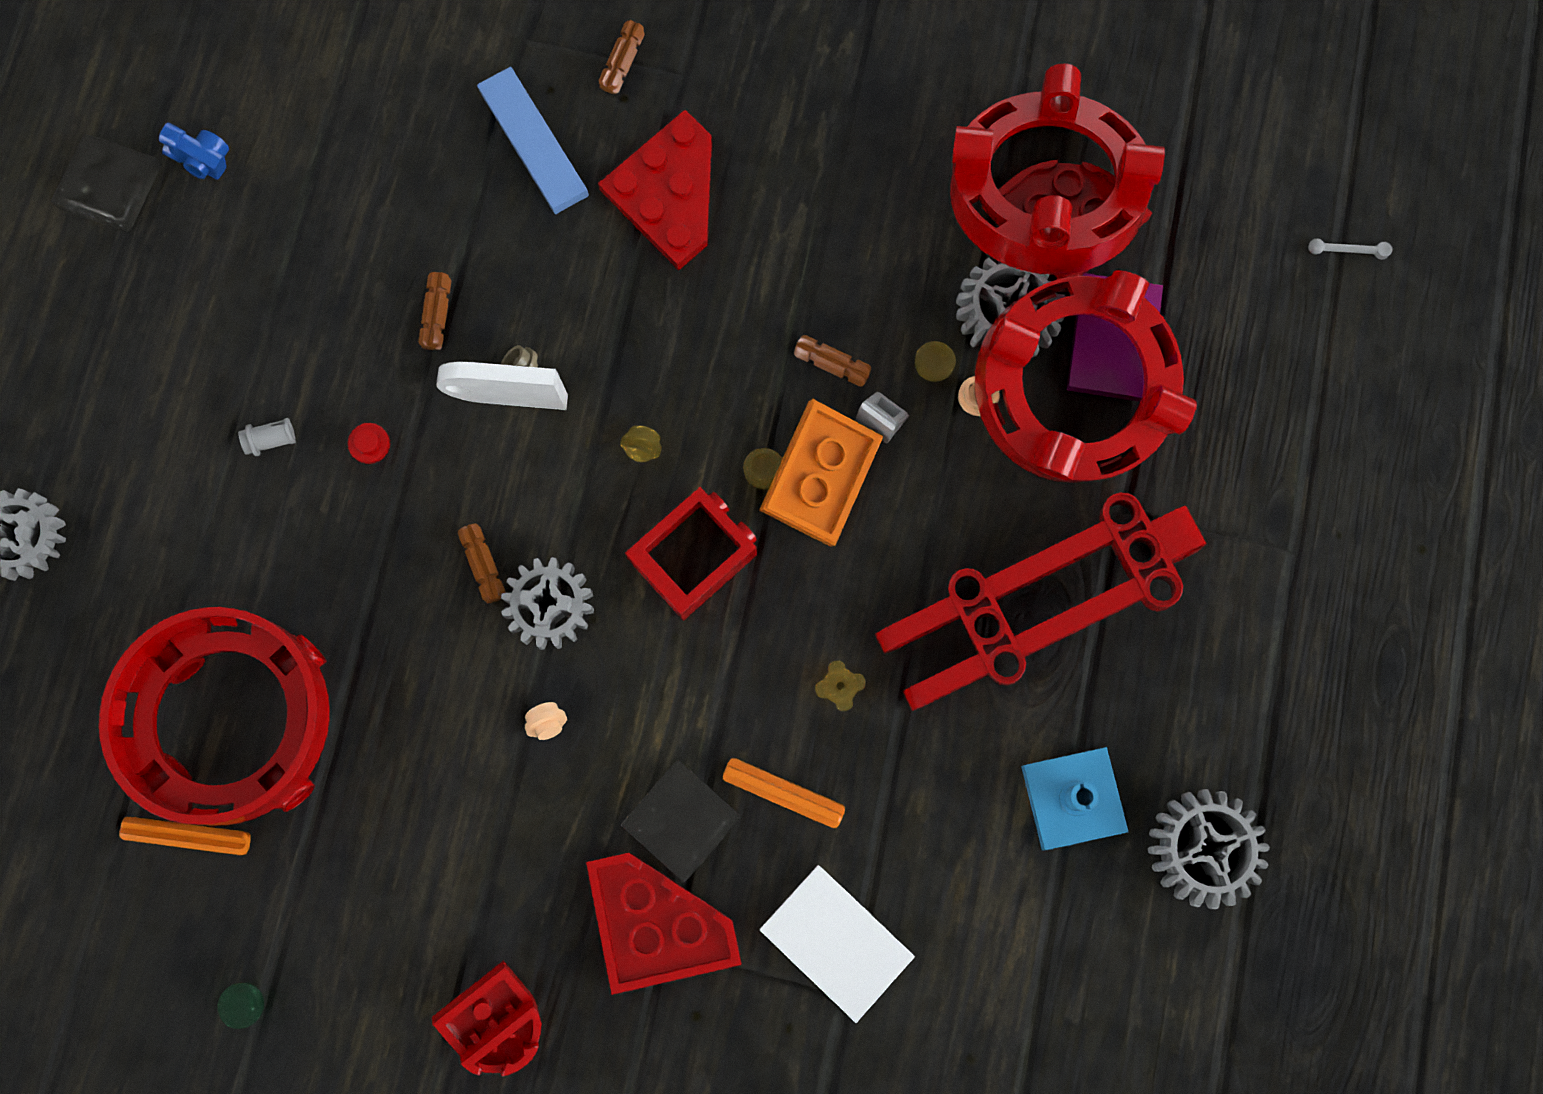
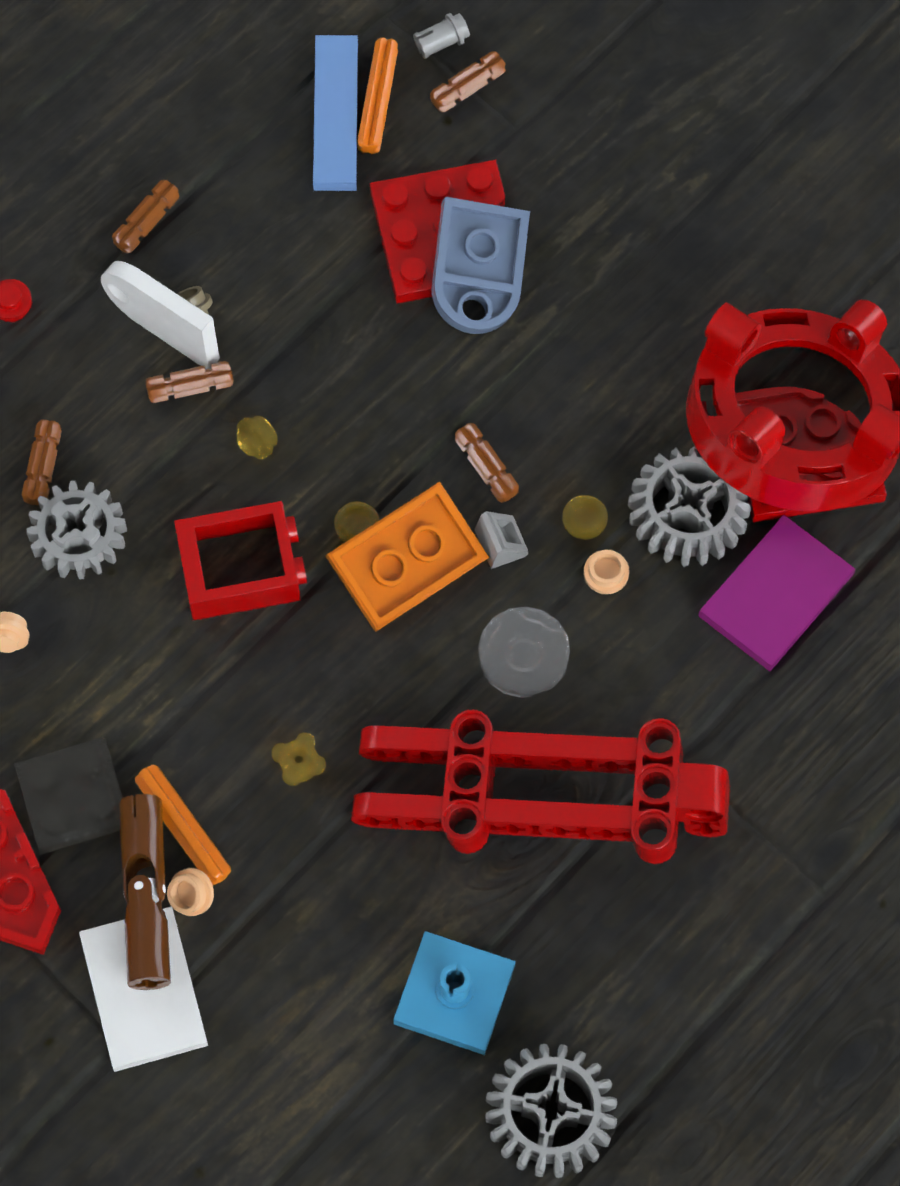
camera: 30 degrees right, 10 degrees down
(557, 107) = (377, 96): none -> orange axle
(558, 428) = (189, 382): none -> axle
(578, 29) = (442, 35): none -> light grey pin
(726, 200) = (479, 260): none -> sand blue tile
(810, 892) = (145, 919): none -> reddish brown piece
(826, 844) = (190, 892): none -> light nougat plate
(956, 496) = (524, 651): none -> clear tile
(1012, 344) = (635, 658): red piece -> none

